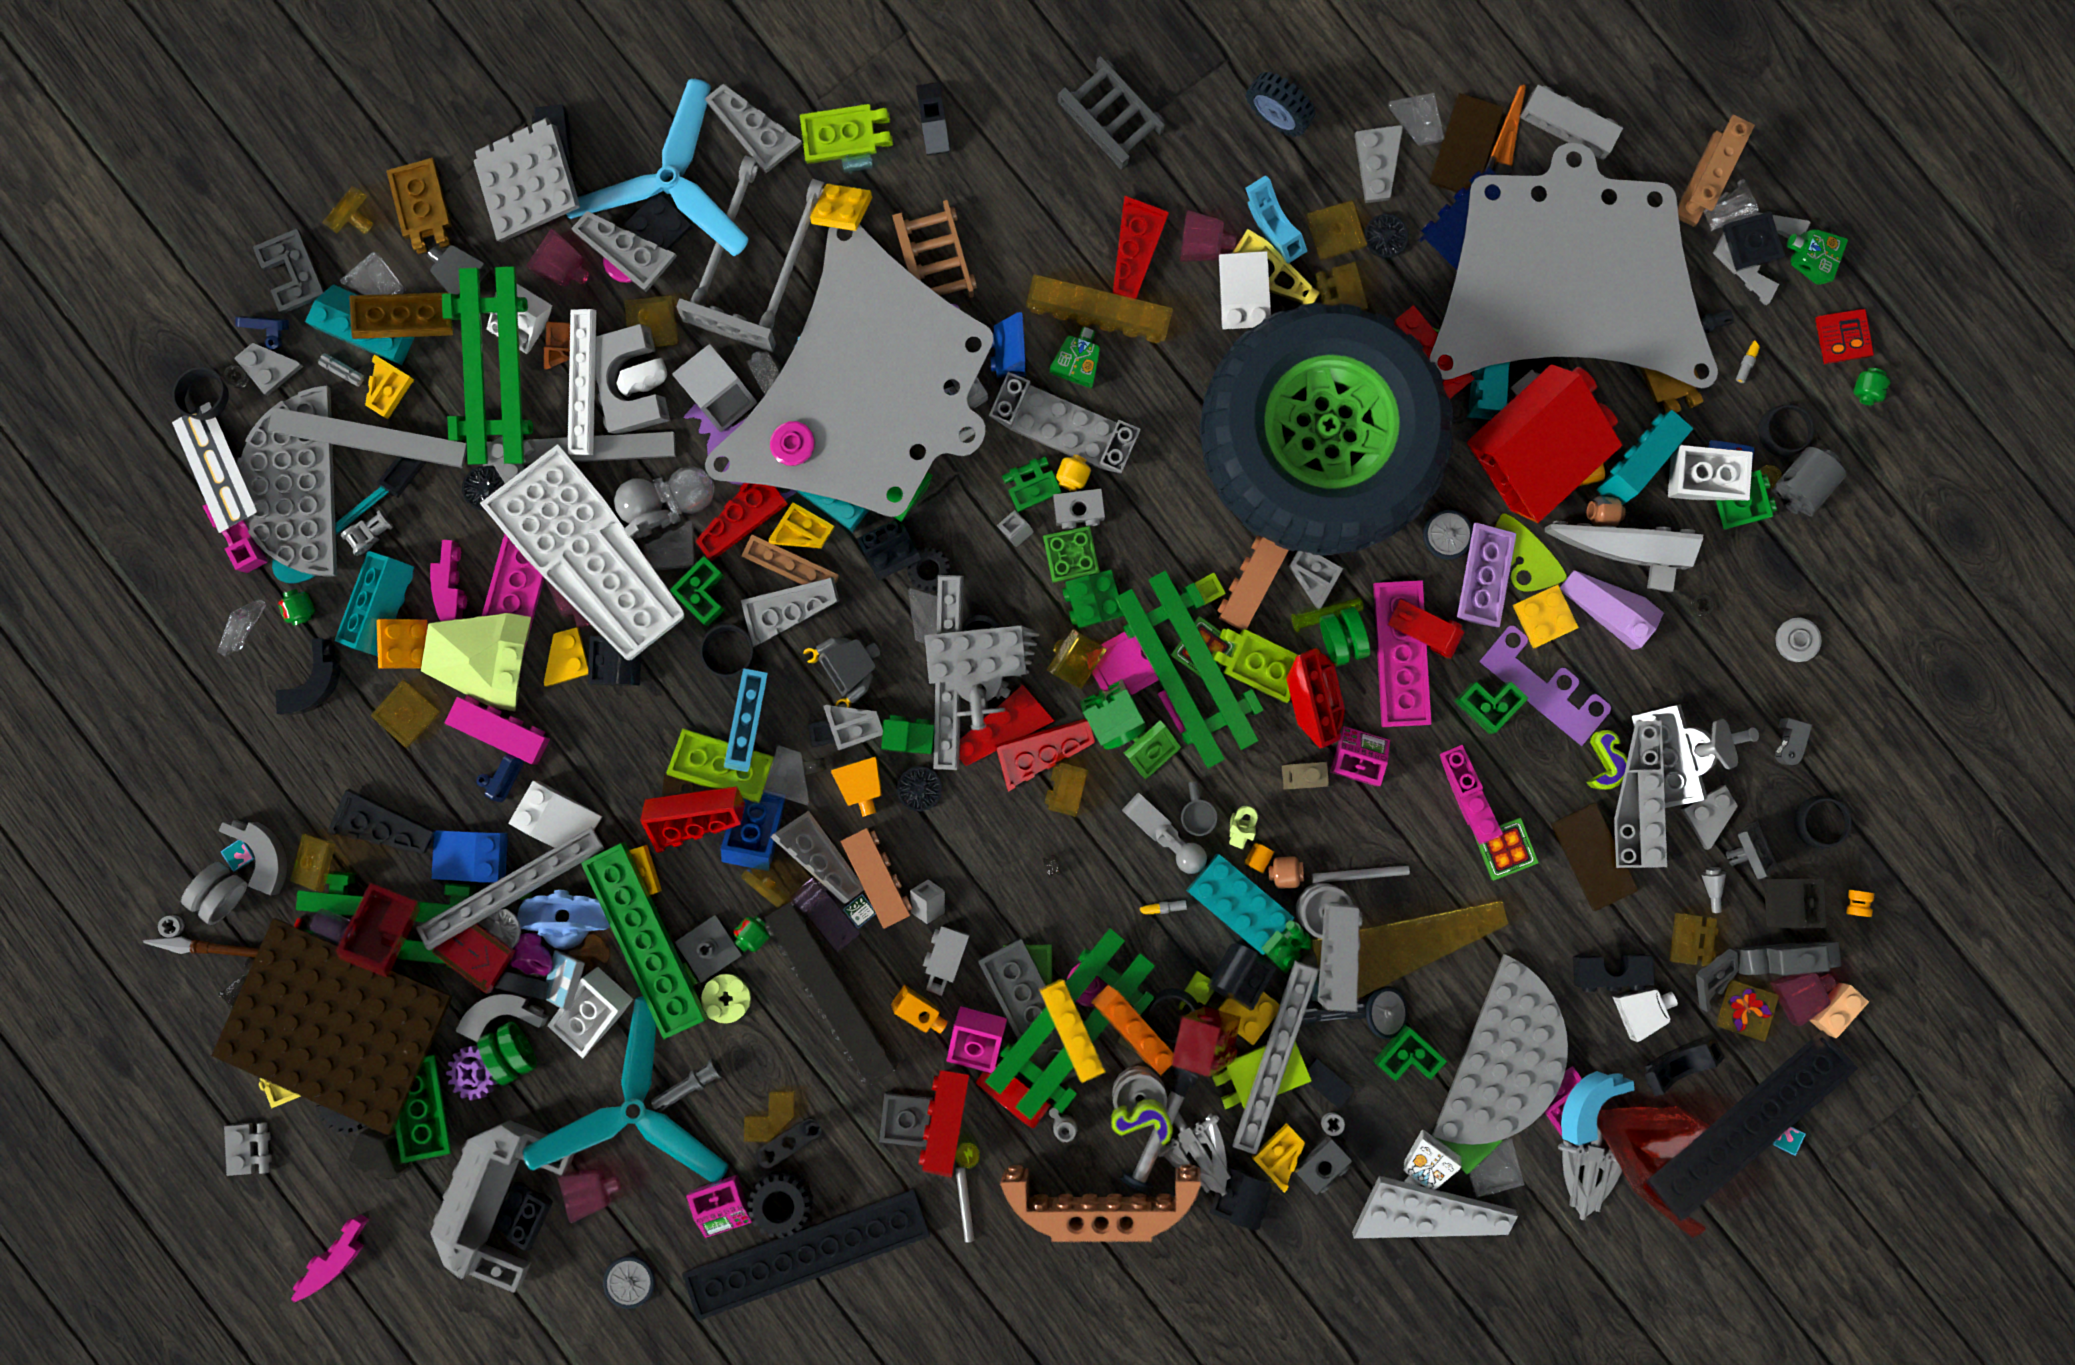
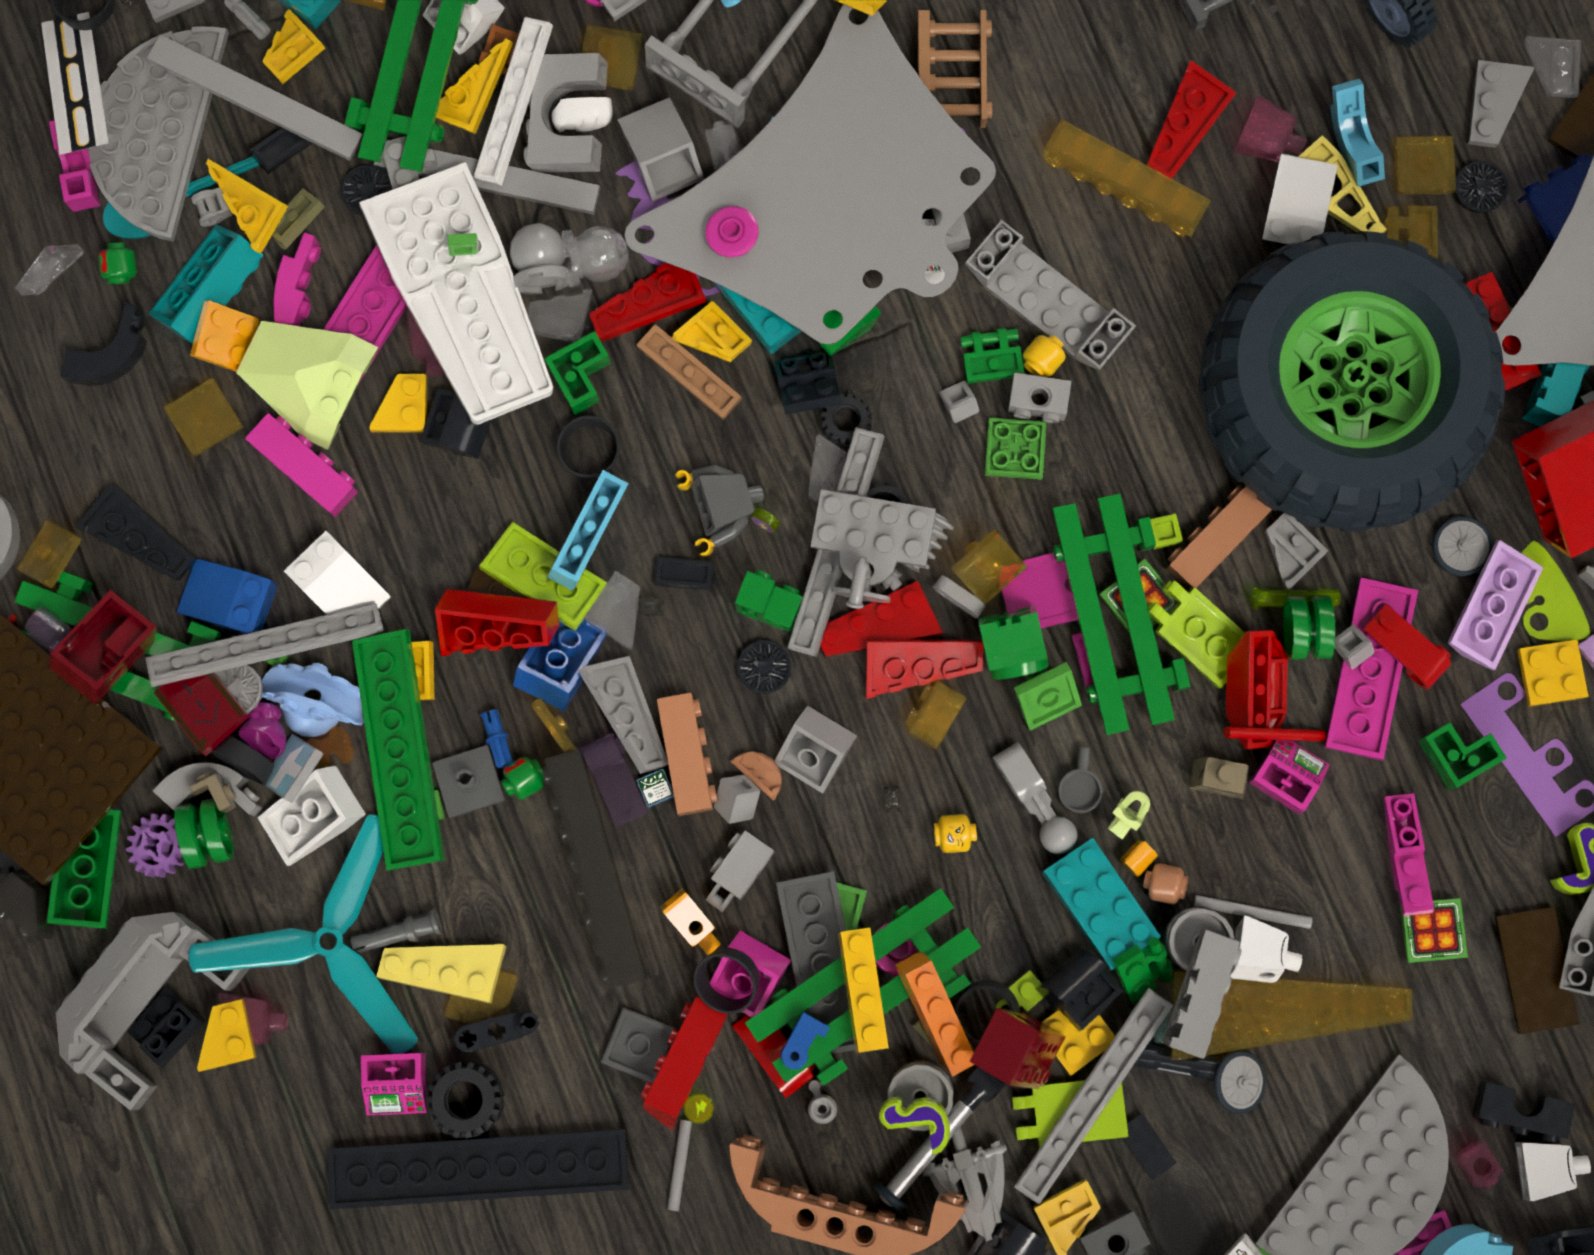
camera: 25 degrees right, 5 degrees down
(395, 532) = (255, 210): none -> yellow wing
(430, 530) = (297, 217): none -> olive panel
(504, 778) = (292, 521): dark blue piece -> none
(510, 1018) = (222, 793): none -> dark tan bracket
(544, 390) = (468, 99): none -> yellow wing
(574, 515) = (462, 244): none -> bright green tile
(574, 1211) = (227, 1037): none -> yellow wing
(629, 1282) = (263, 1141): light grey wheel -> none
(715, 989) = (462, 830): yellowish green plate -> none
(721, 907) = (497, 738): none -> blue axle
(737, 1104) = (452, 970): none -> light yellow wing
(780, 610) = (666, 418): light grey wing -> none
(852, 725) = (708, 572): light grey wing -> none
(860, 784) = (697, 641): light orange torso -> none
(886, 670) = (765, 520): none -> clear neon green tile
(941, 873) = (761, 771): none -> nougat tile
(955, 1068) = (715, 1000): none -> black tyre
(978, 844) = (815, 749): none -> light grey slope
(1009, 347) = (1010, 192): blue slope -> none
(1033, 1083) = (794, 1052): none -> blue leg
(1059, 688) = (959, 596): none -> light grey beam
(1077, 359) = (1084, 229): green torso -> none
(1092, 599) = (1026, 506): green plate -> none
(1108, 880) = (954, 833): none -> yellow head
(1164, 907) = (1010, 885): light grey piece -> none
(1325, 1125) = (1149, 1198): light grey bush -> none
(1340, 729) = (1275, 734): none -> red bar
(1378, 905) = (1263, 952): none -> white torso
(1383, 640) = (1353, 646): none -> light grey slope
(1408, 1049) = (1255, 1132): green brick -> none
(1579, 1021) = (1467, 1158): none -> clear pink brick

